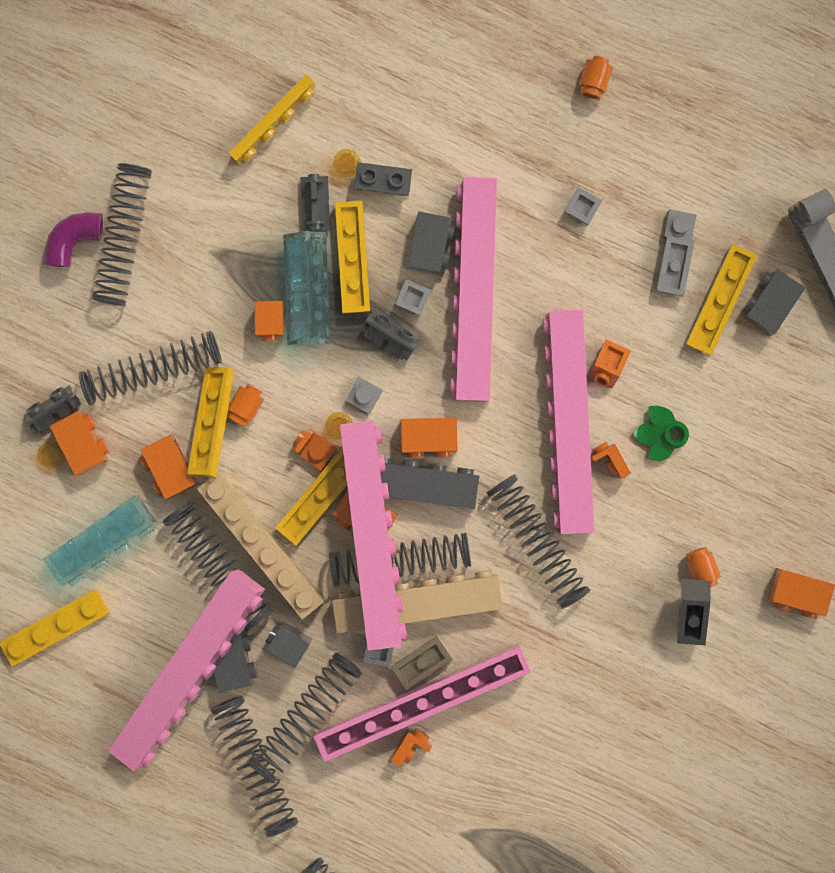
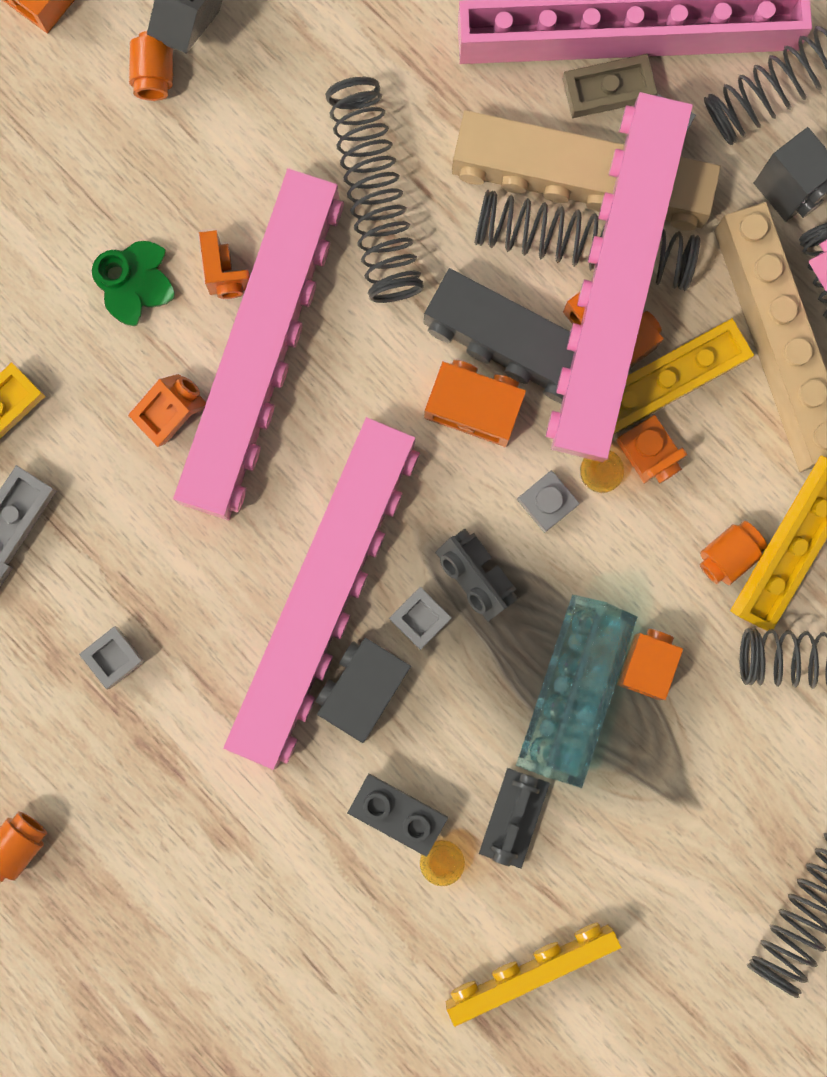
camera: 160 degrees left, 5 degrees down
(352, 257) = (488, 714): yellow plate -> none

